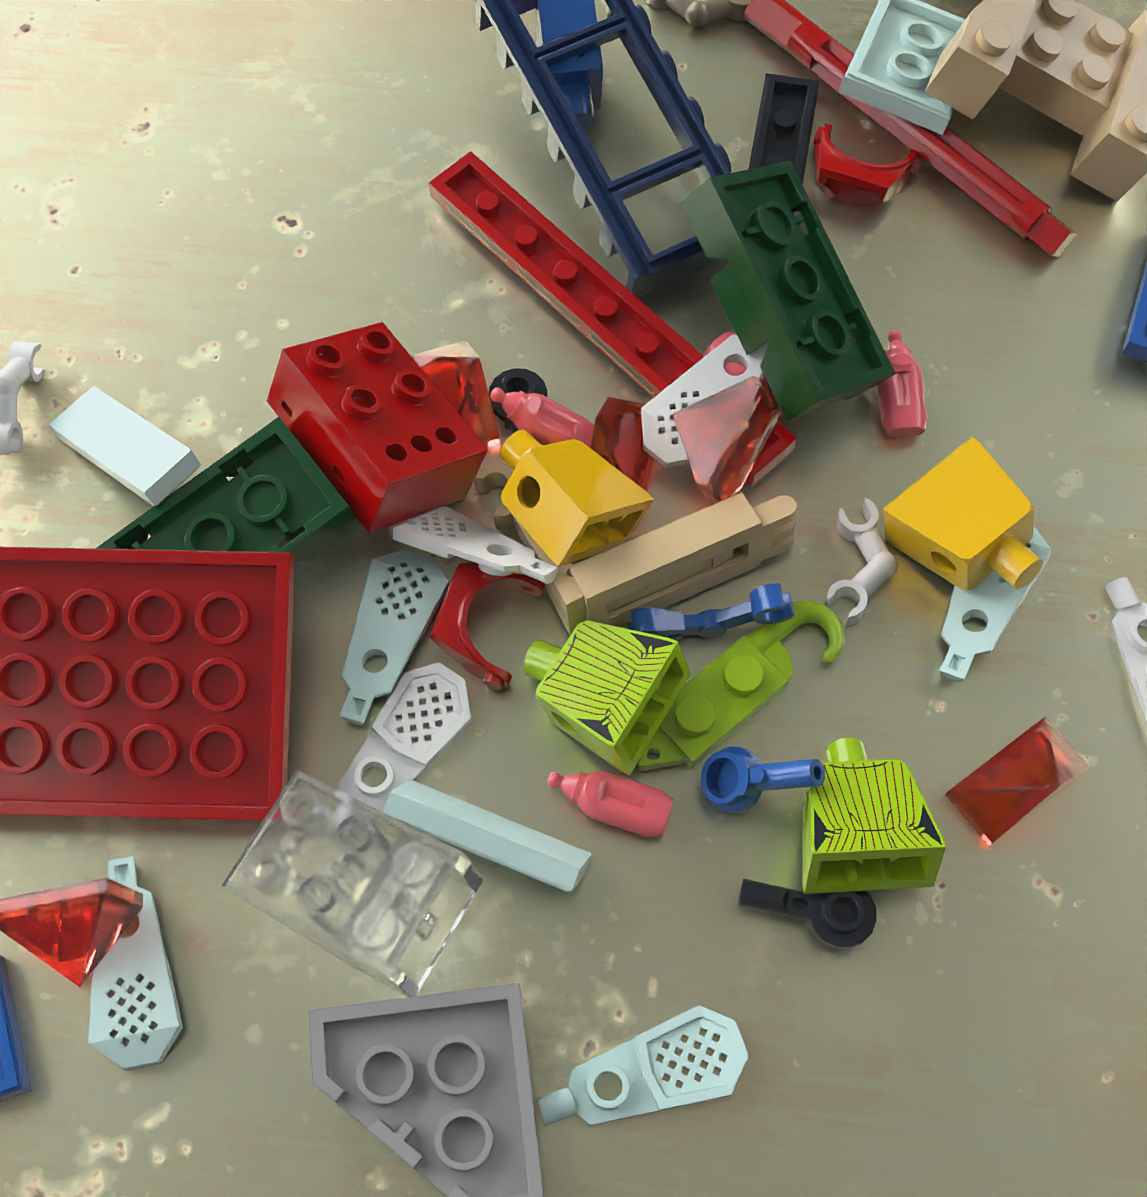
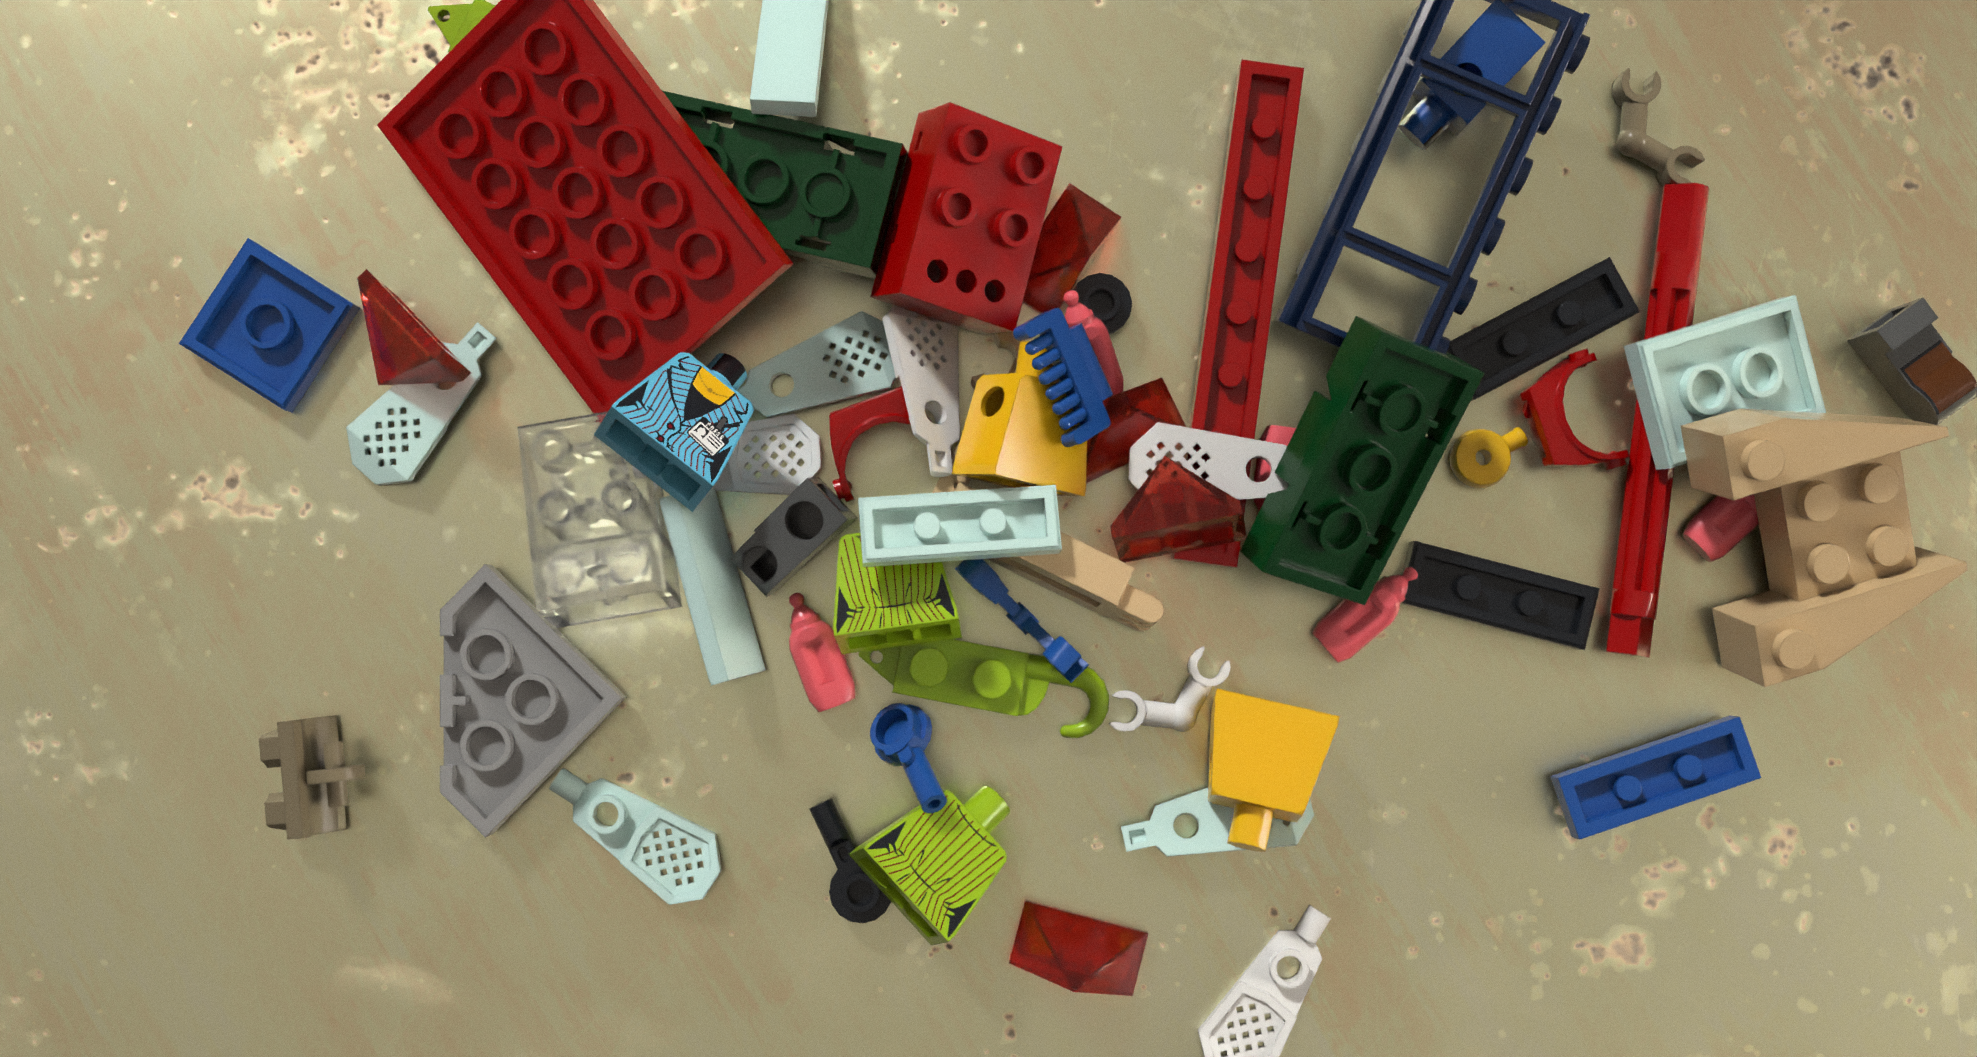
camera: 50 degrees right, 20 degrees up
(343, 743) = (681, 424): none -> medium azure torso
(501, 739) = (792, 535): none -> dark grey leg
(556, 424) = (1076, 368): none -> blue piece
(603, 586) = (959, 525): none -> light aqua tile
(848, 234) = (1496, 453): none -> yellow piece
(957, 295) = (1500, 595): none -> black tile
(1010, 129) = (1721, 526): none -> coral piece

